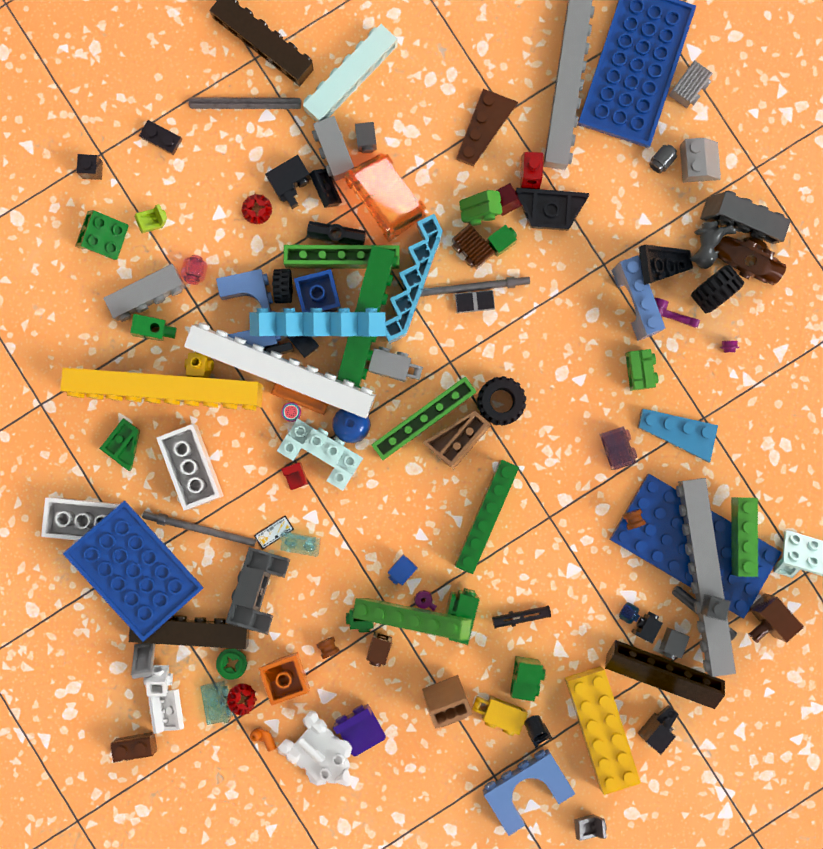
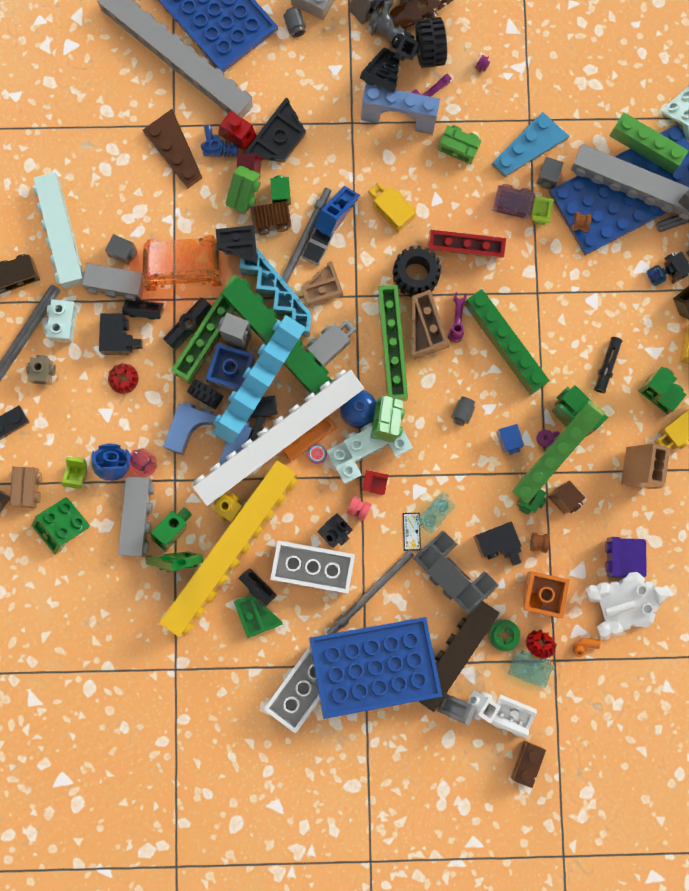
camera: 60 degrees left, 5 degrees down
(114, 186) = (25, 487): none -> medium nougat brick
(124, 349) = (175, 561): none -> green wing
(147, 430) = (257, 586): none -> black plate
(177, 243) = (110, 462): none -> blue cylinder
(220, 136) = (40, 370): none -> dark tan brick
(232, 468) = (335, 531): none -> black brick
(264, 475) = (359, 508): none -> coral wheel
(273, 126) = (61, 321): none -> light aqua brick
(309, 611) = (500, 539): none -> black hinge
(348, 278) = (235, 331): none -> light grey brick
(353, 454) = (388, 419): none -> brick
(402, 515) = (463, 411): none -> dark grey brick
(428, 232) = (238, 242): none -> black wing
(439, 328) = (322, 287): none -> medium nougat wing
(481, 462) = (456, 332): none -> magenta brick
(507, 160) = (215, 147): none -> blue piece
(513, 299) = (336, 210): none -> blue slope
(548, 345) = (392, 206): none -> yellow brick
(552, 429) = (466, 244): none -> red brick
(625, 477) = (541, 210): none -> lime bracket
(663, 464) = (549, 173): none -> dark grey brick
(698, 274) = (410, 46): none -> black brick

